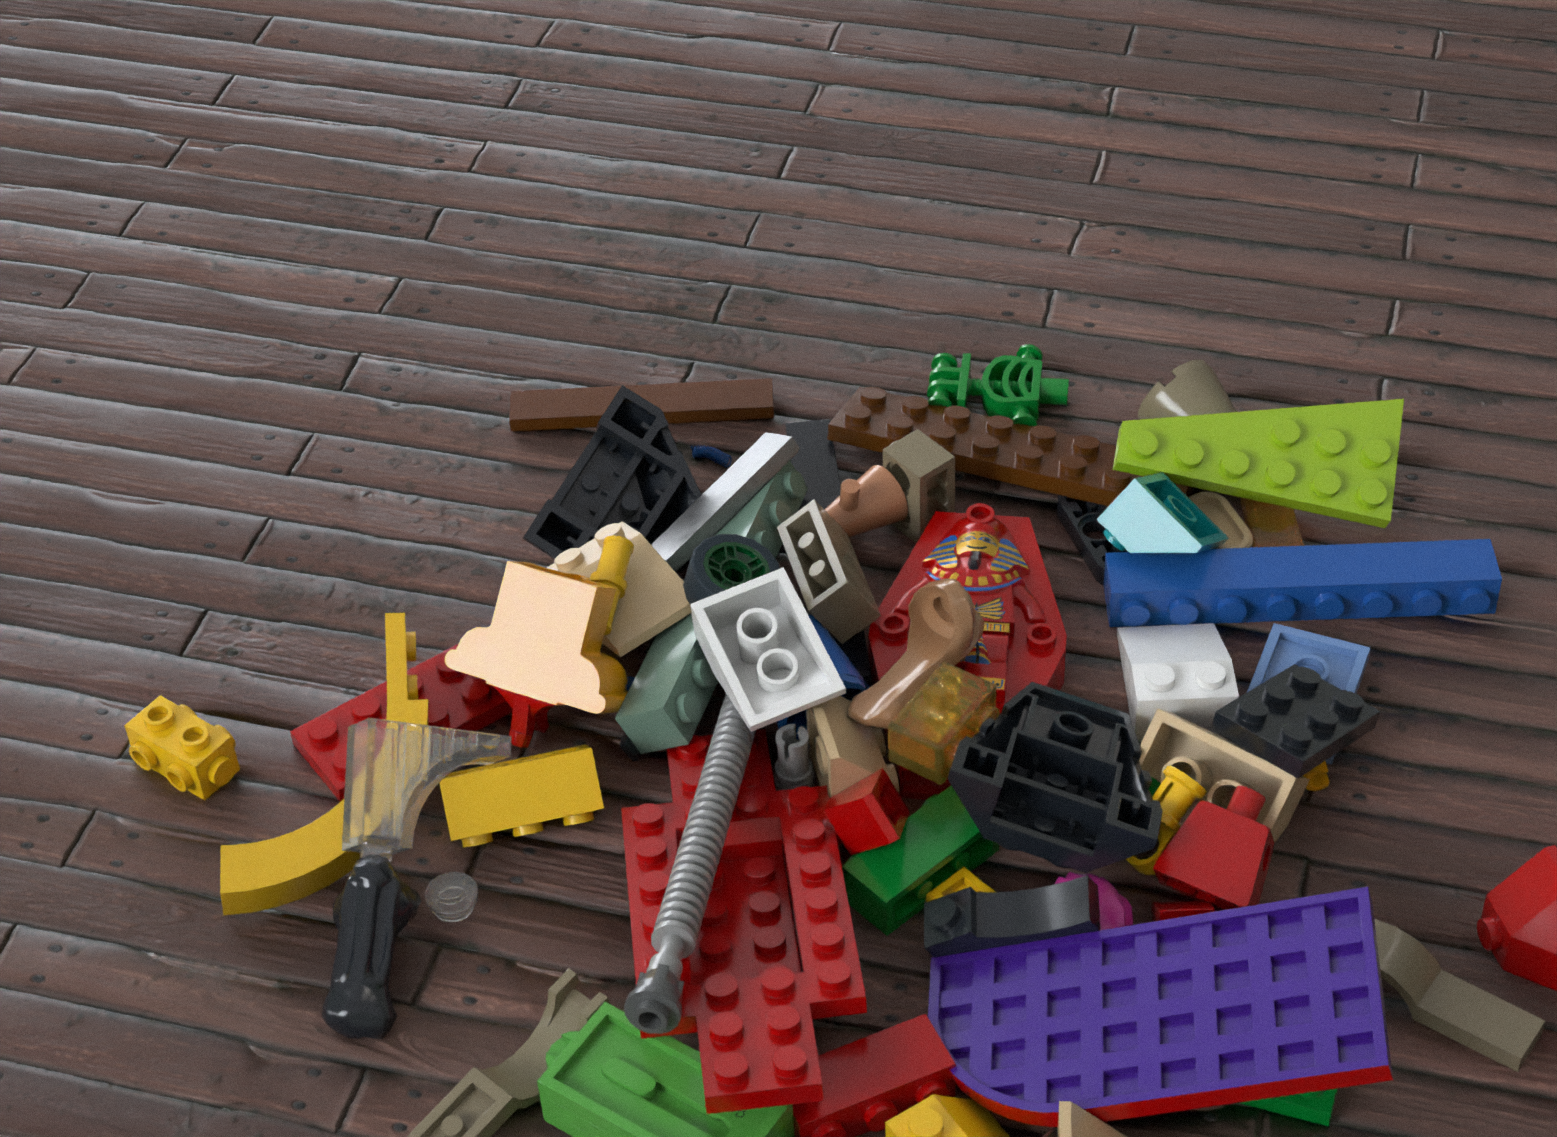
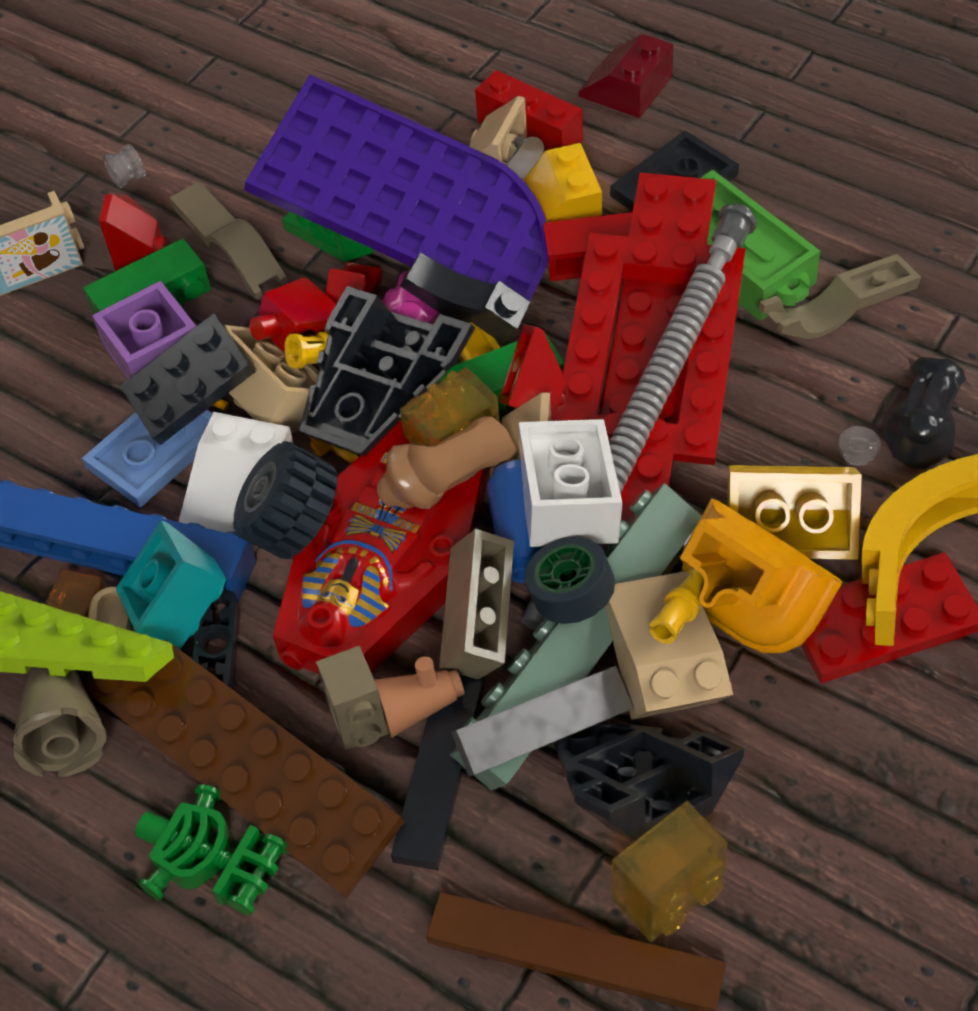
camera: 160 degrees left, 10 degrees up
(393, 773) = (892, 478): clear arch -> none
(560, 427) = (669, 872): none -> clear yellow brick
(700, 451) = (528, 864): blue leg -> none
(1083, 604) = (285, 500): none -> black wheel
(1397, 788) = (142, 327): none -> medium lavender brick
(1458, 869) = (173, 265): none -> green brick

